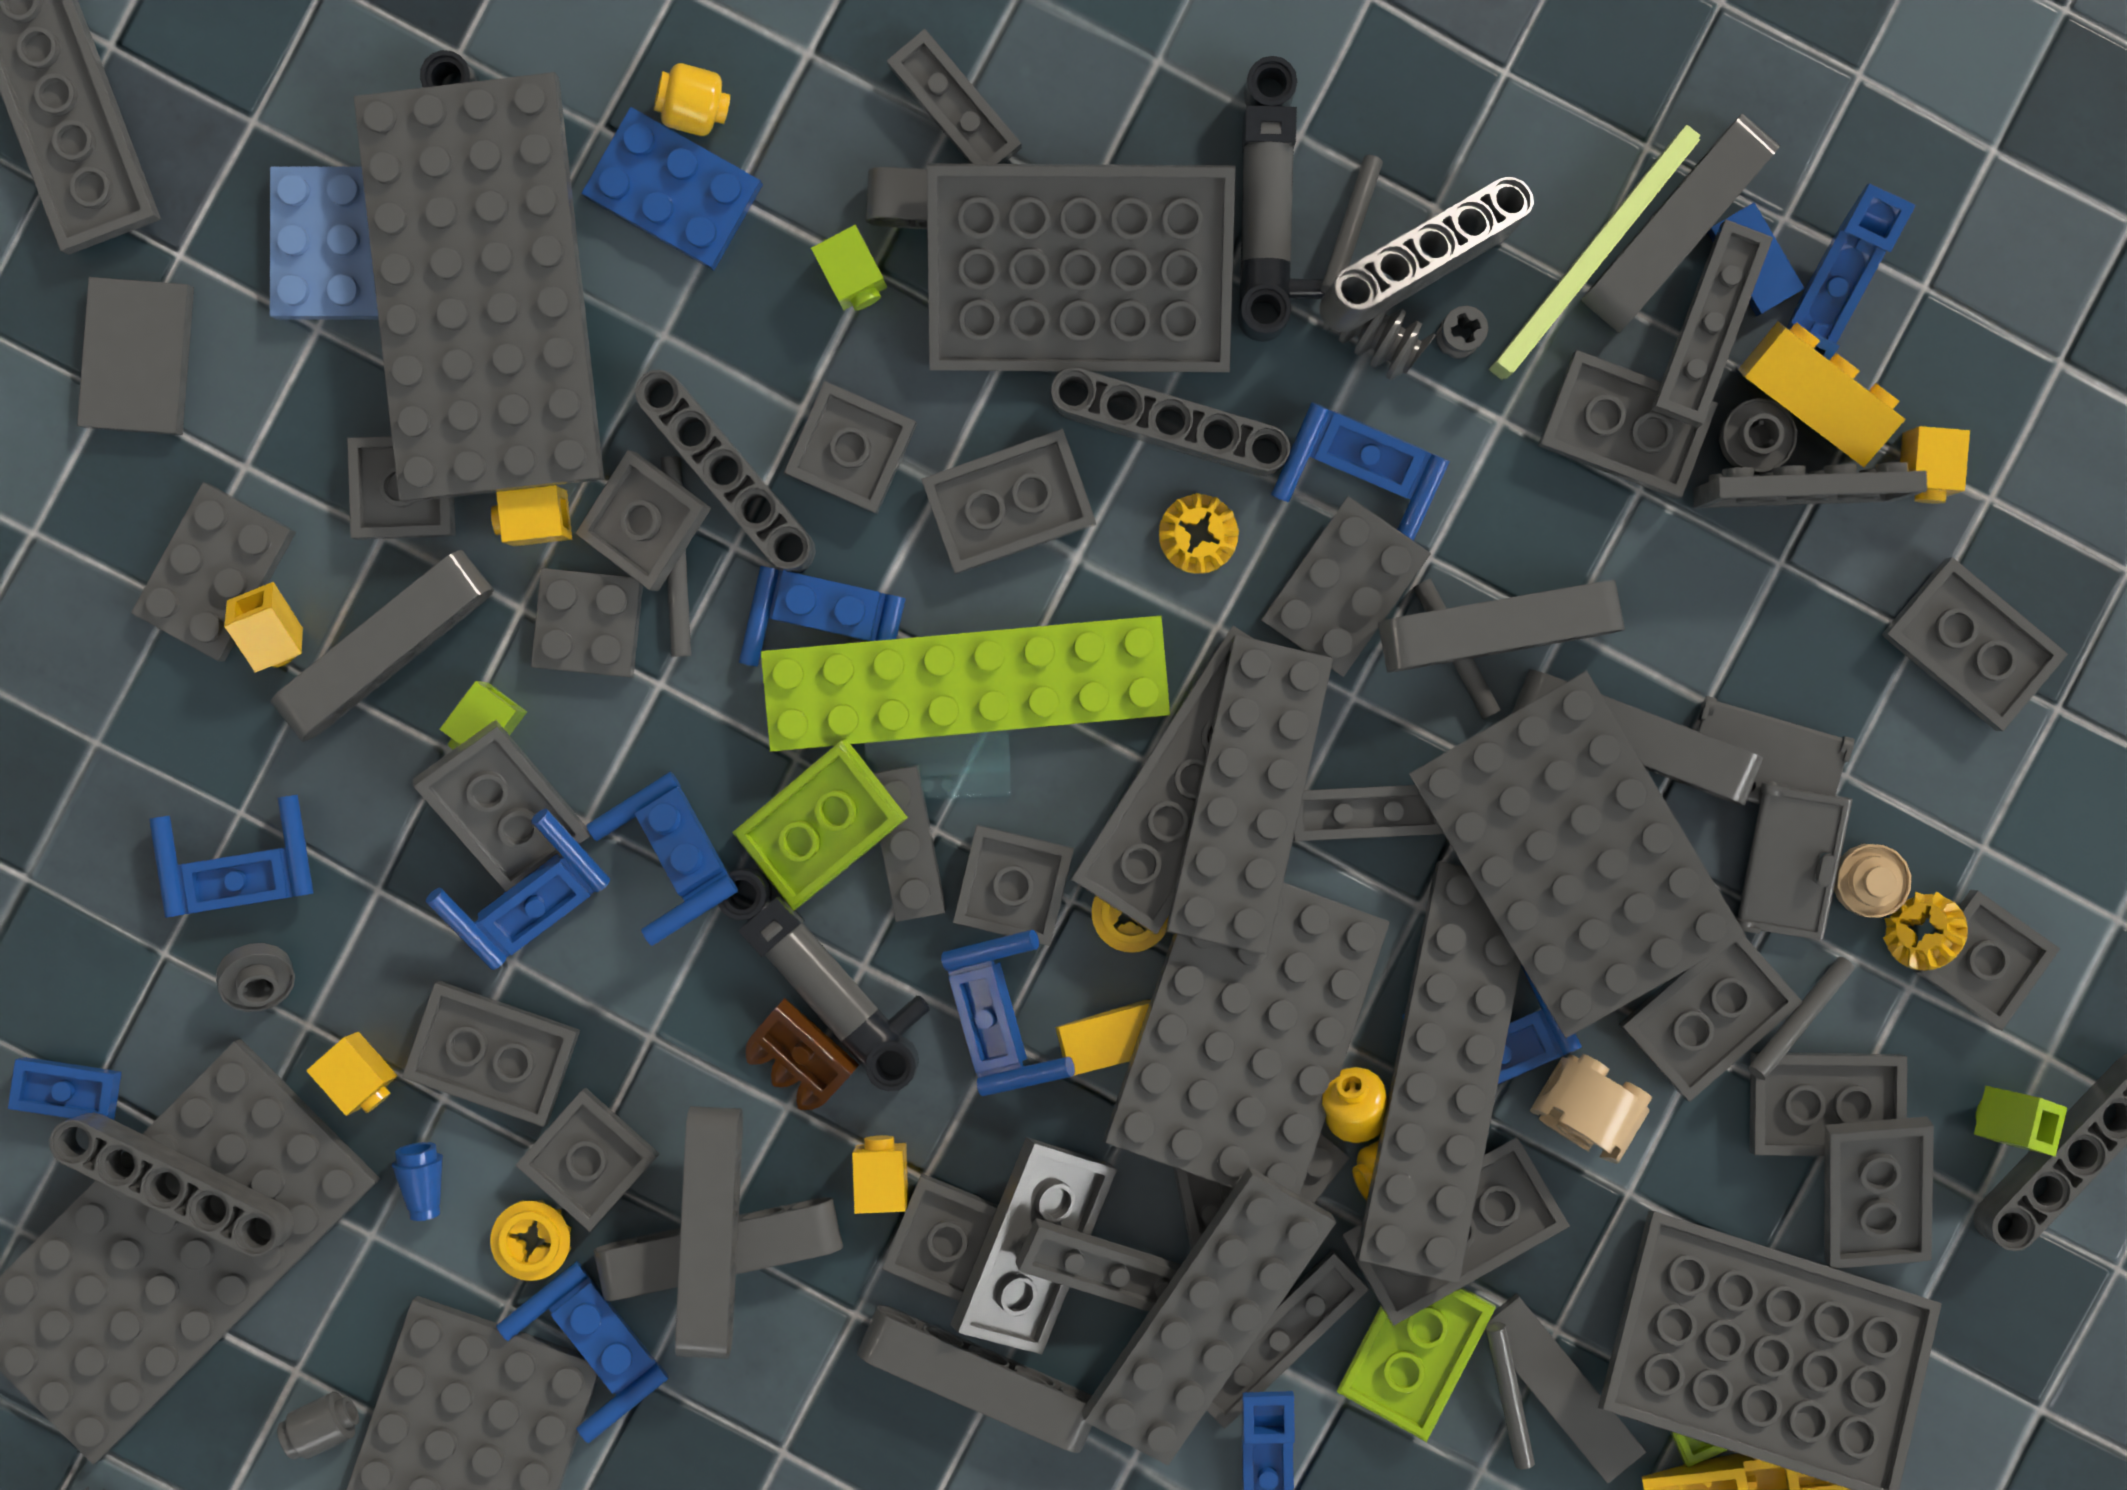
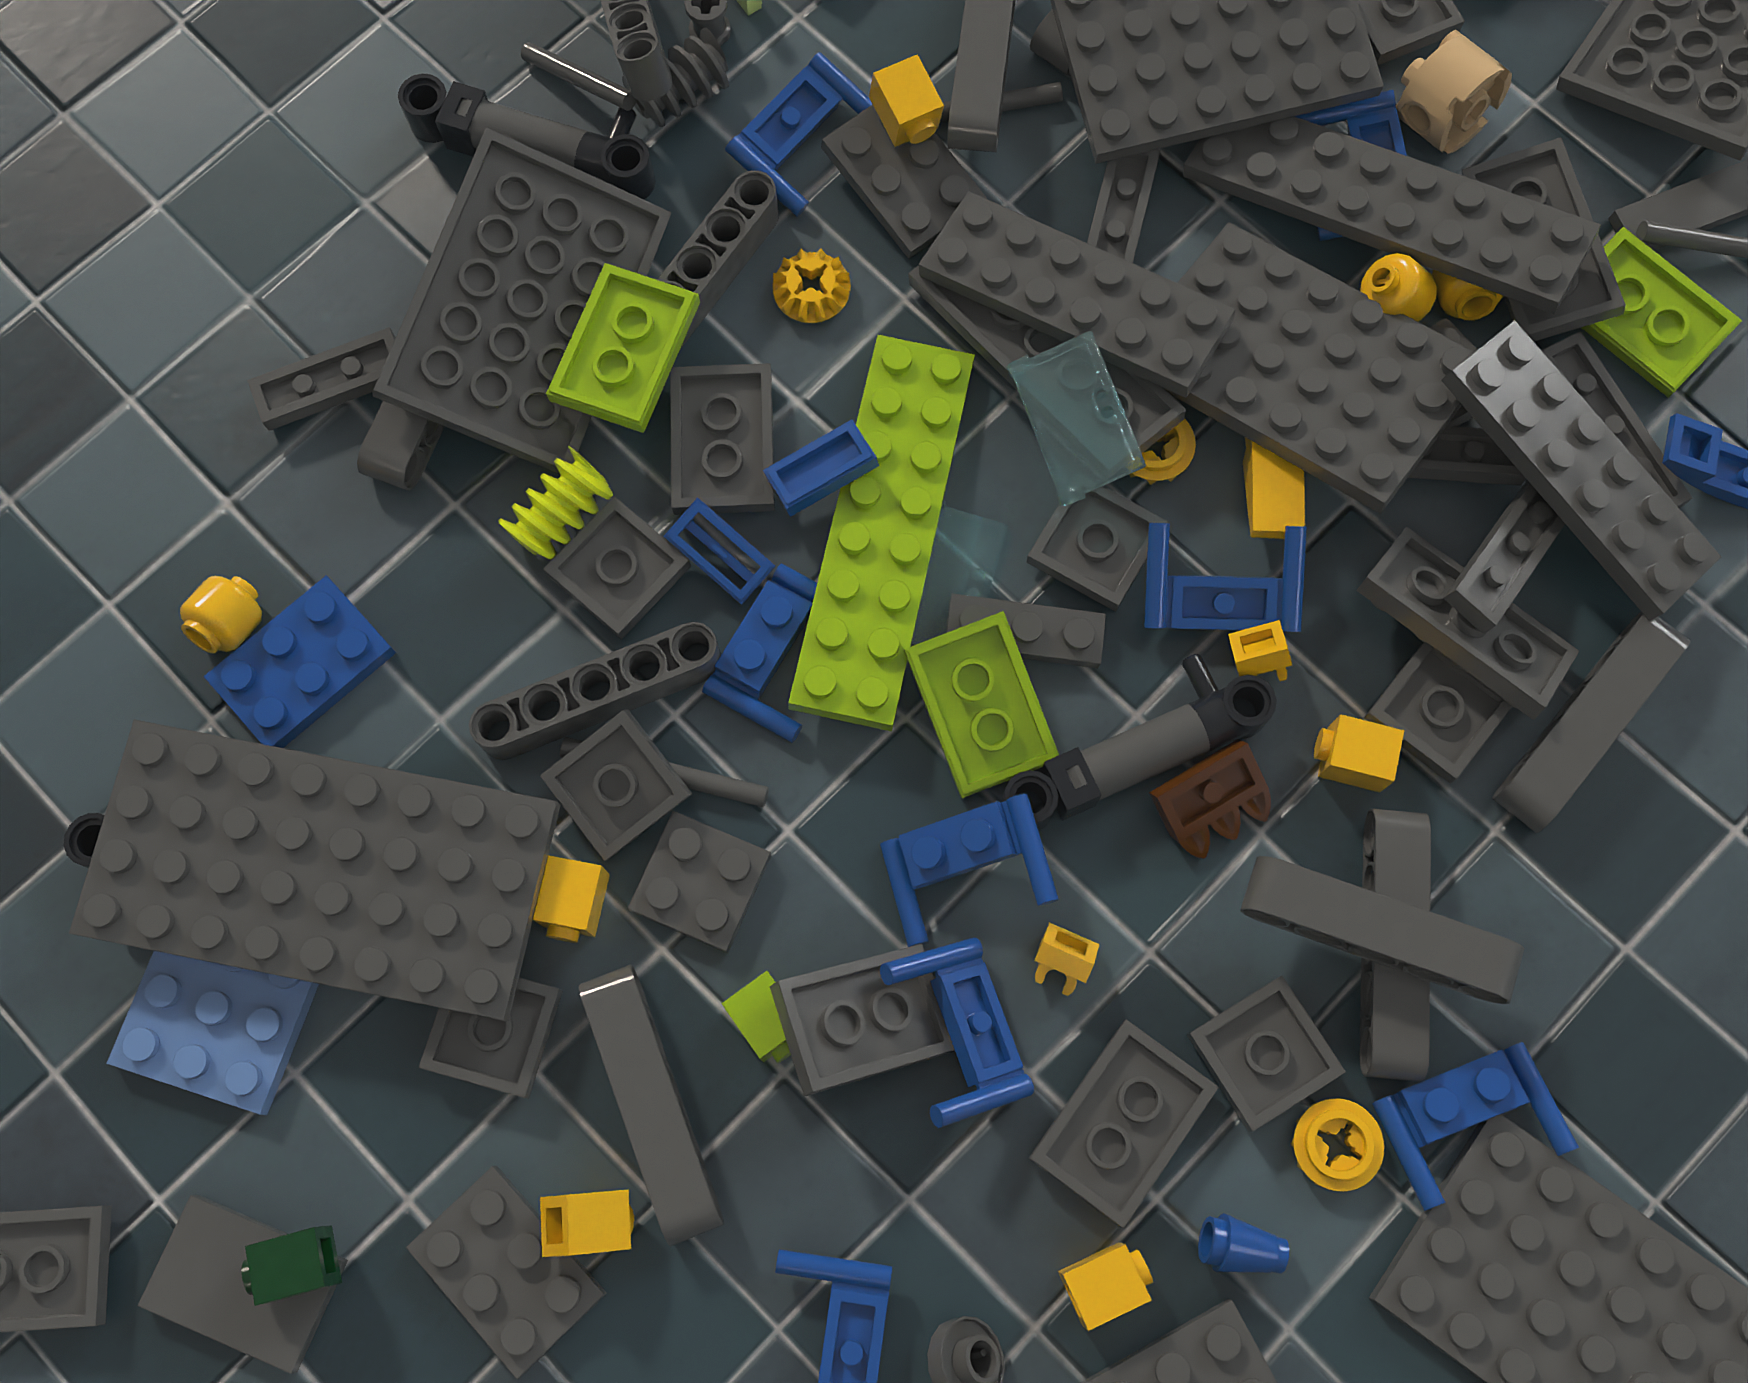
camera: 70 degrees left, 15 degrees down
(153, 396) = (291, 1265): none -> dark green brick
(618, 965) = (1067, 954): none -> yellow tile
(850, 269) = (445, 515): lime brick -> none
(885, 377) = (557, 506): none -> neon yellow piece
(924, 511) = (686, 521): none -> blue tile
(947, 1063) = (1261, 650): none -> yellow tile
(996, 607) = (821, 467): none -> blue tile
(1056, 381) = (623, 347): none -> lime tile
(1109, 827) = (1080, 436): none -> clear light blue door
(1398, 571) = (906, 101): none -> yellow brick

